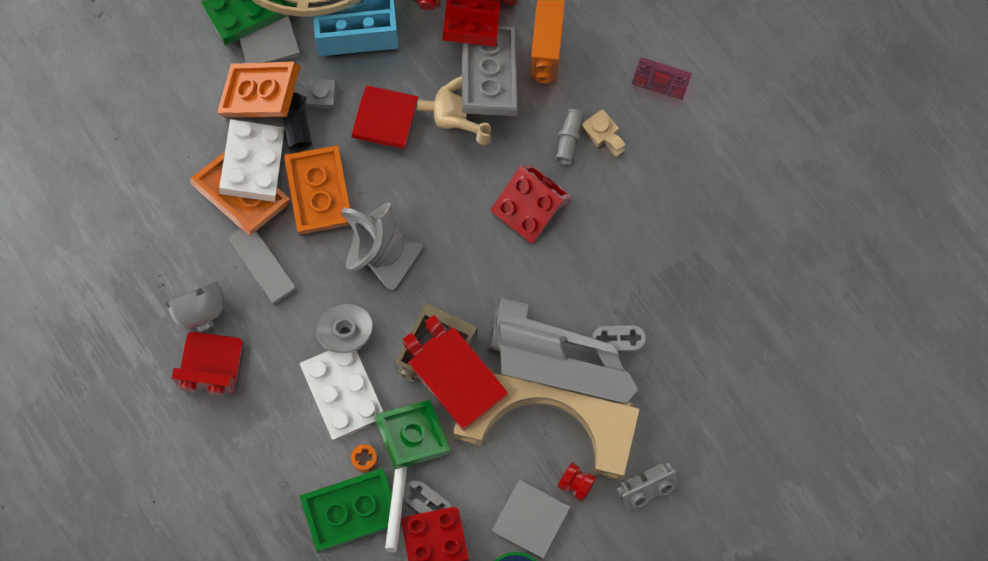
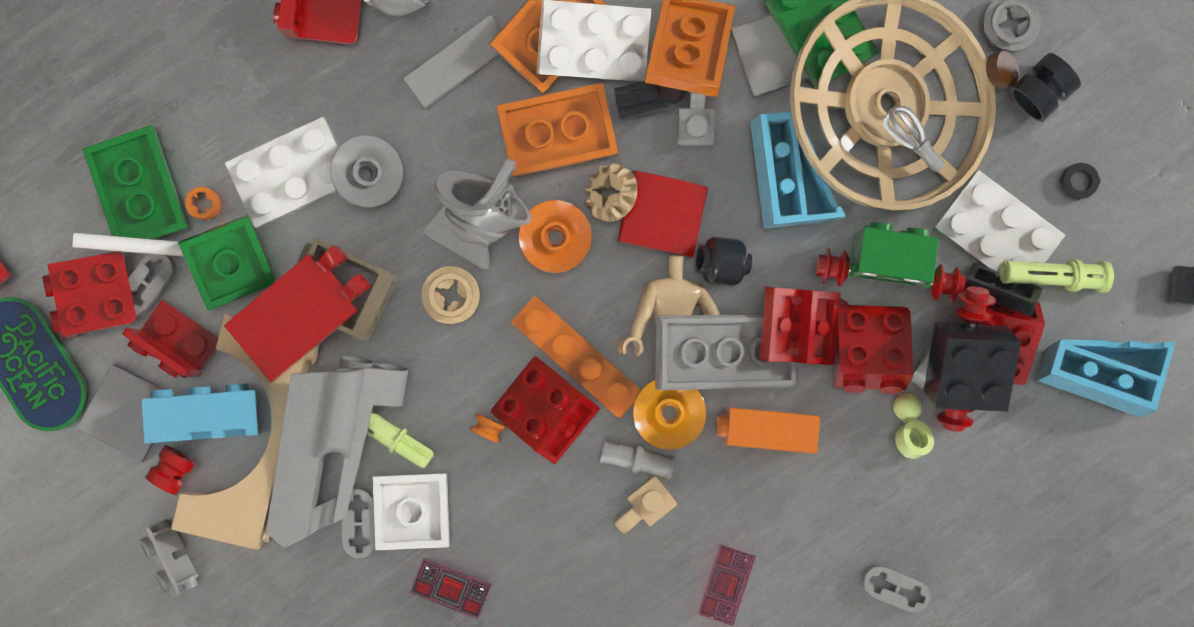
camera: 85 degrees right, 15 degrees up
(377, 144) = (614, 206): none -> tan gear
(397, 179) = (560, 217): none -> orange dish
(422, 74) = (723, 261): none -> black head
(436, 259) = (444, 279): none -> tan gear
(472, 476) = (174, 340): none -> red bracket
(490, 180) = (576, 356): none -> orange plate
(533, 449) = (200, 414): none -> medium azure wedge
(536, 101) = (669, 433): none -> light orange dish
(545, 242) = (487, 428): none -> orange bush
(557, 304) = (398, 441): none -> yellowish green axle
(608, 298) = (411, 511): none -> white plate
(667, 272) = (450, 588): none -> tile

